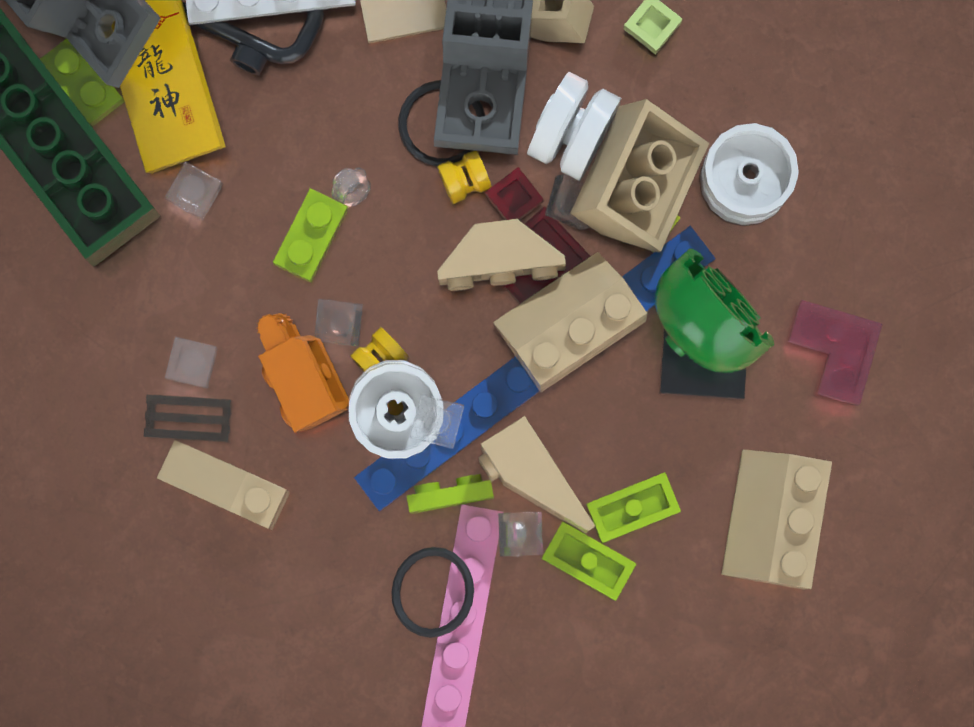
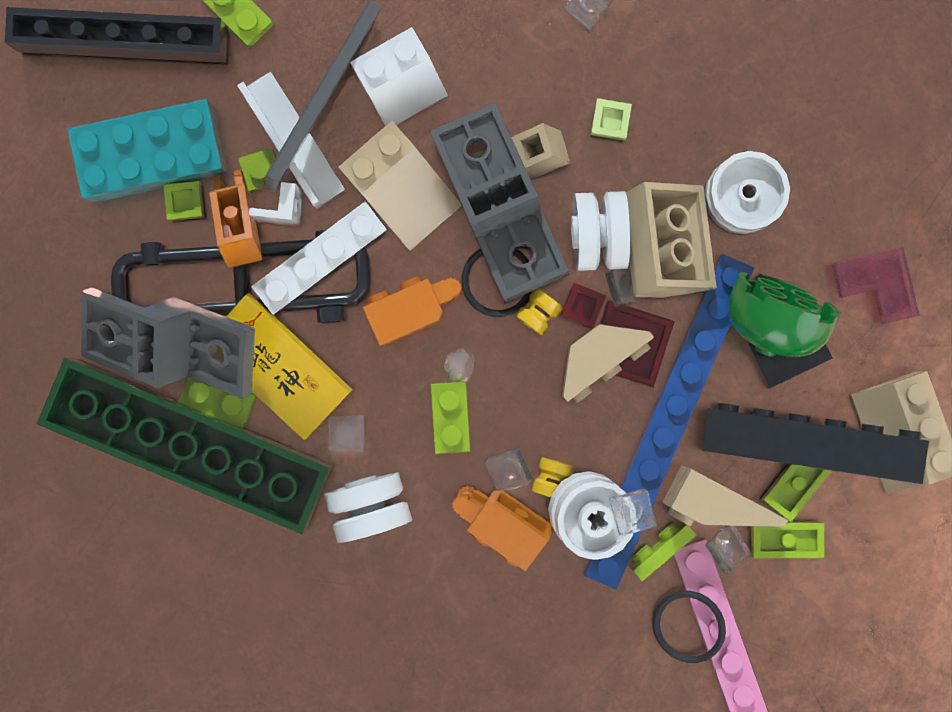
camera: 30 degrees left, 5 degrees up
(152, 416) = (413, 614): clear smoke tile -> none
(172, 265) = (368, 508): none -> white wheel
(191, 362) = (419, 560): clear plate -> none
(223, 485) = (494, 635): tan slope -> none
(333, 98) = (410, 308): none -> orange hinge
(571, 321) = (679, 375): tan slope -> none
(671, 471) = (816, 445): none -> black brick

